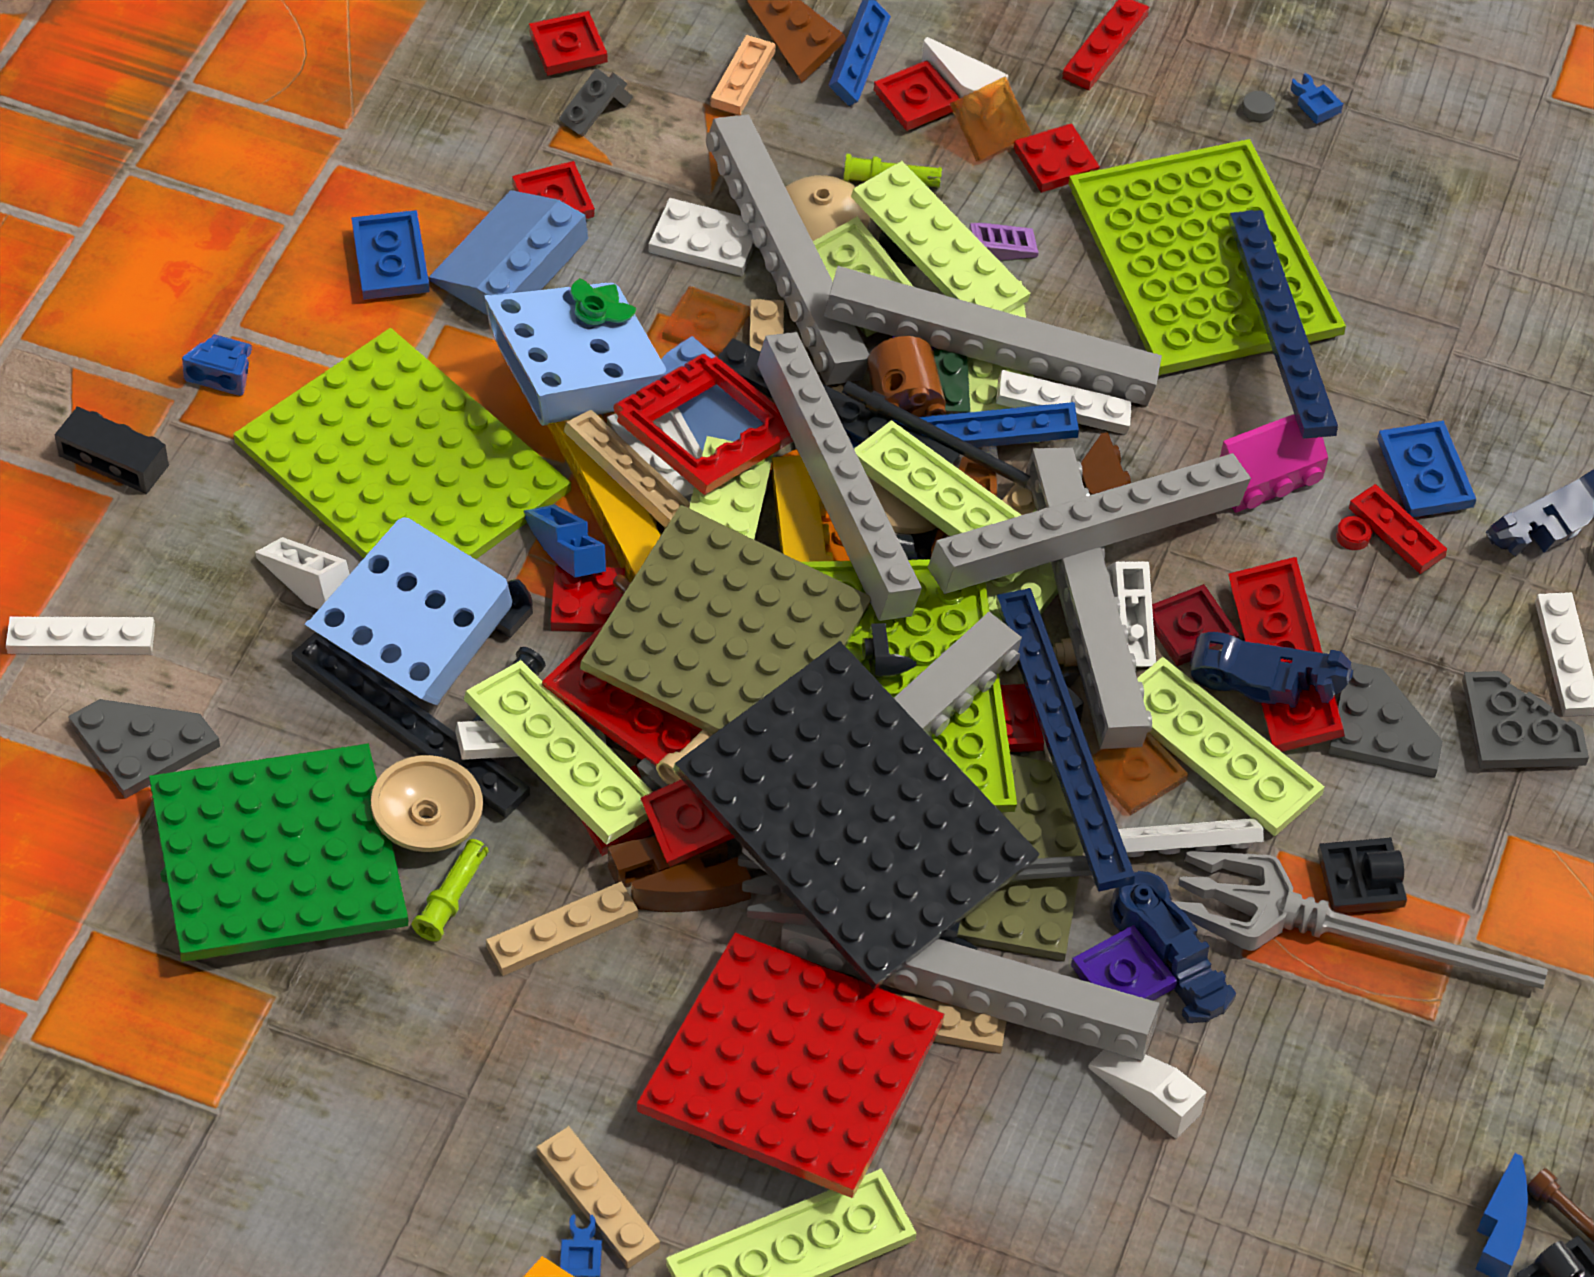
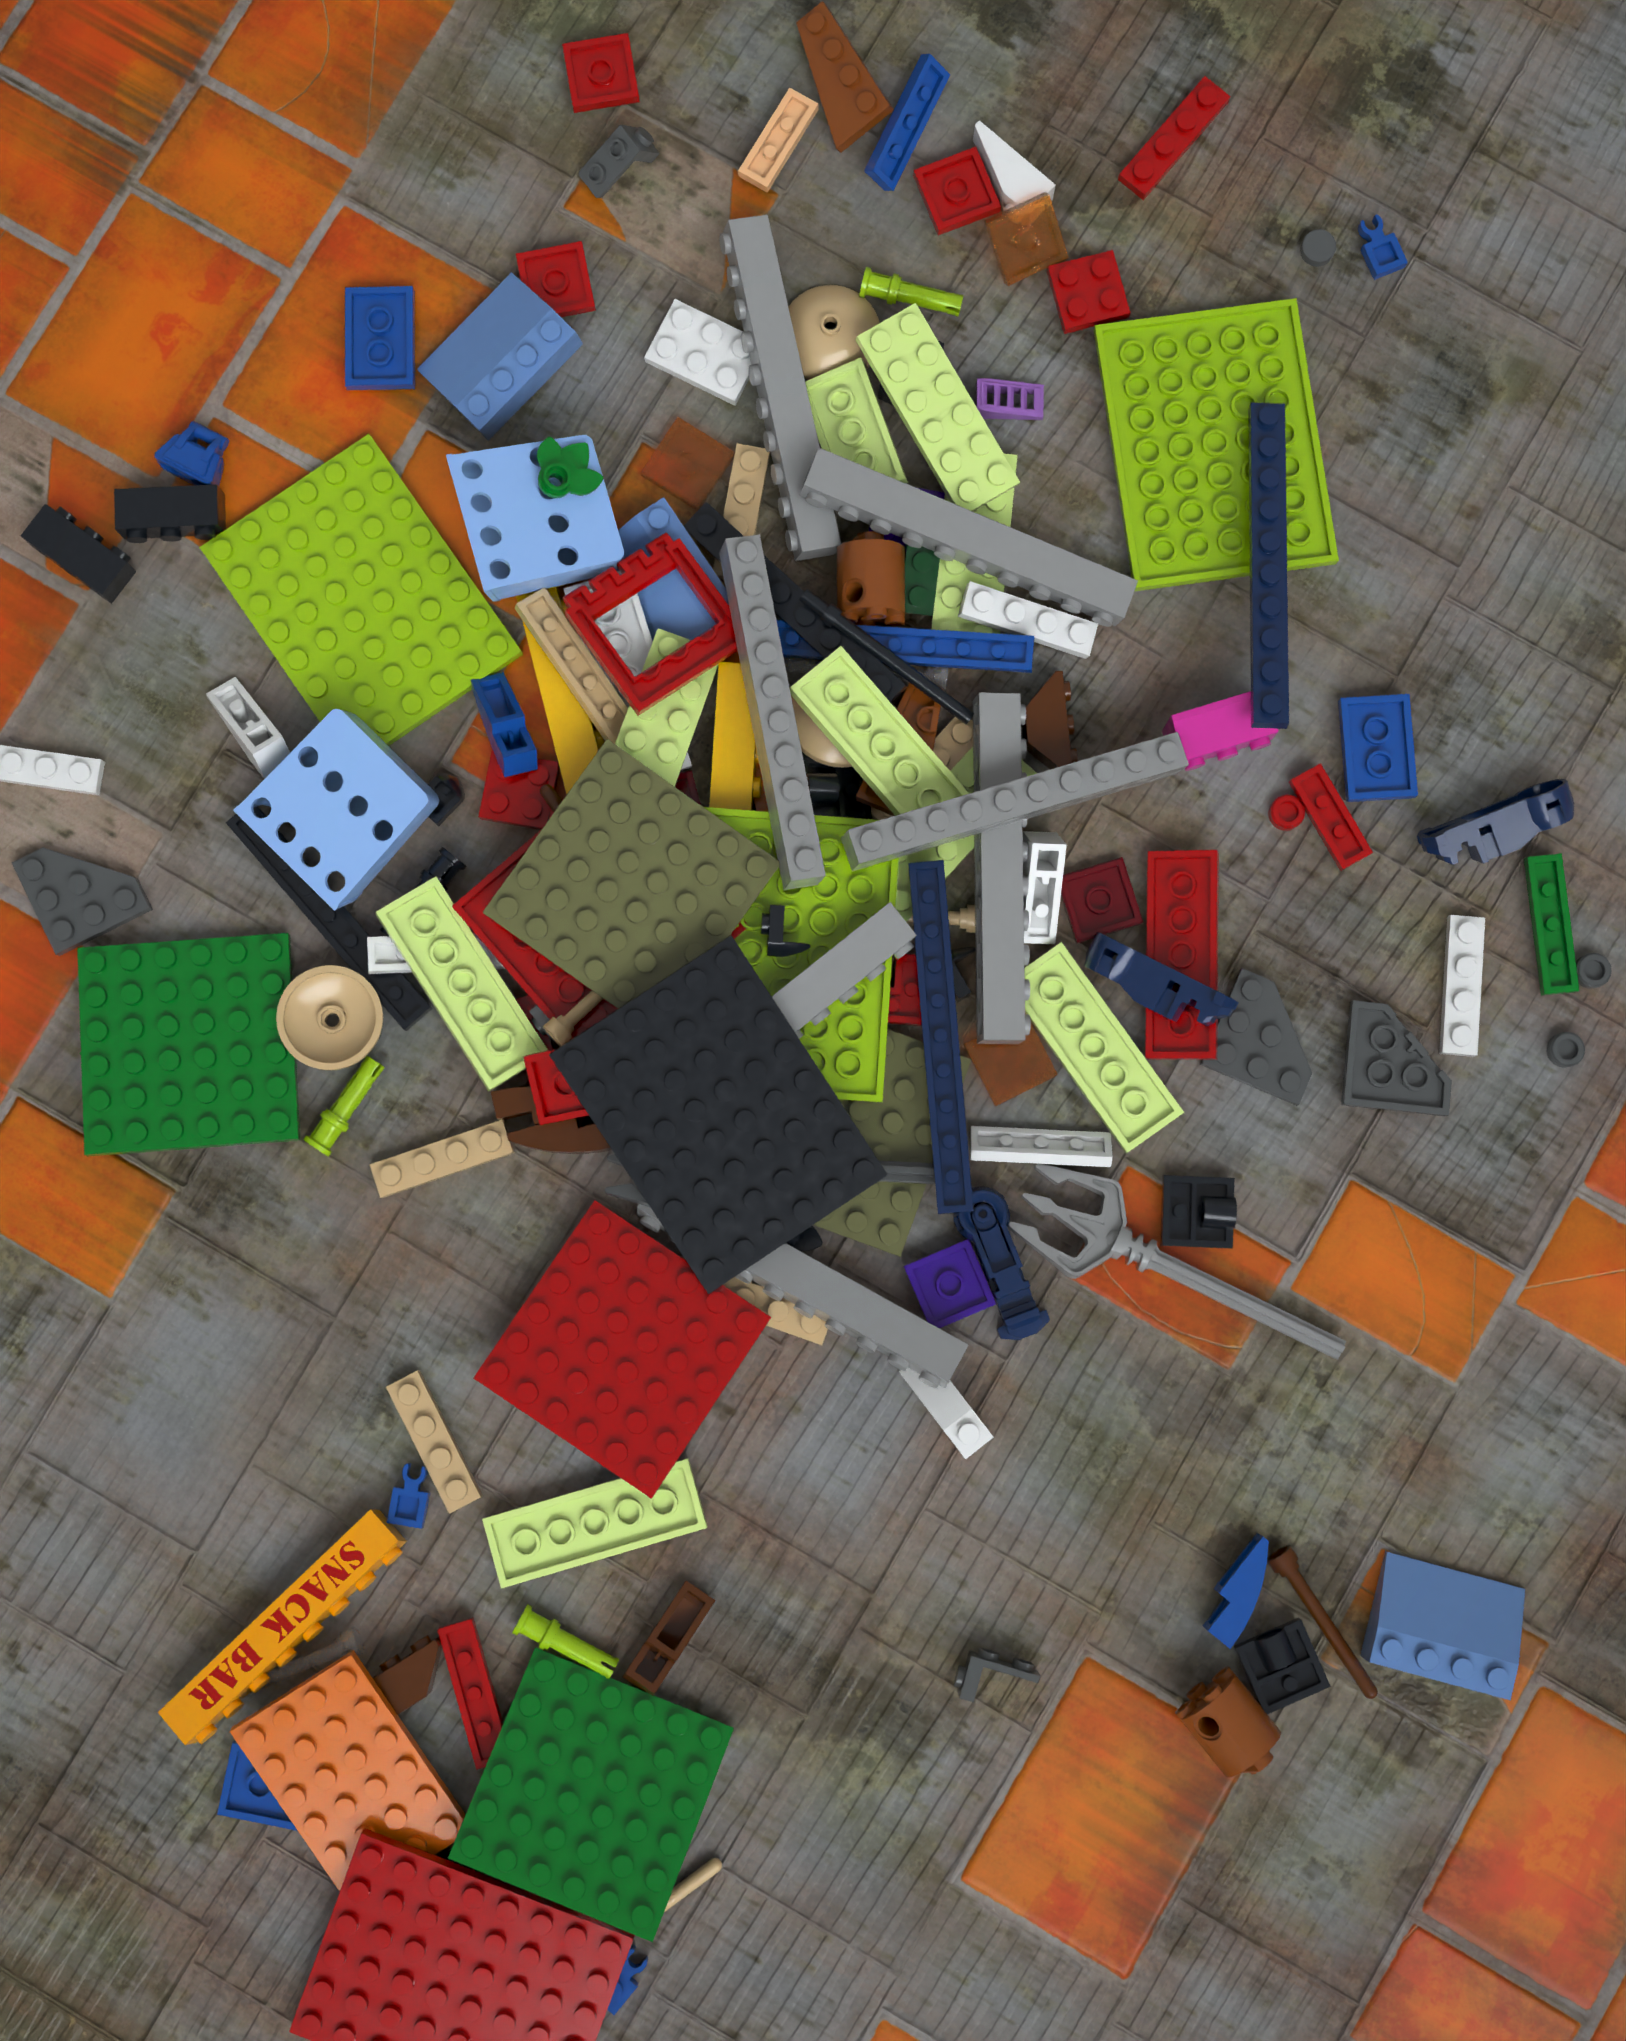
camera: 15 degrees right, 30 degrees up
(200, 407) = (169, 512): none -> black brick

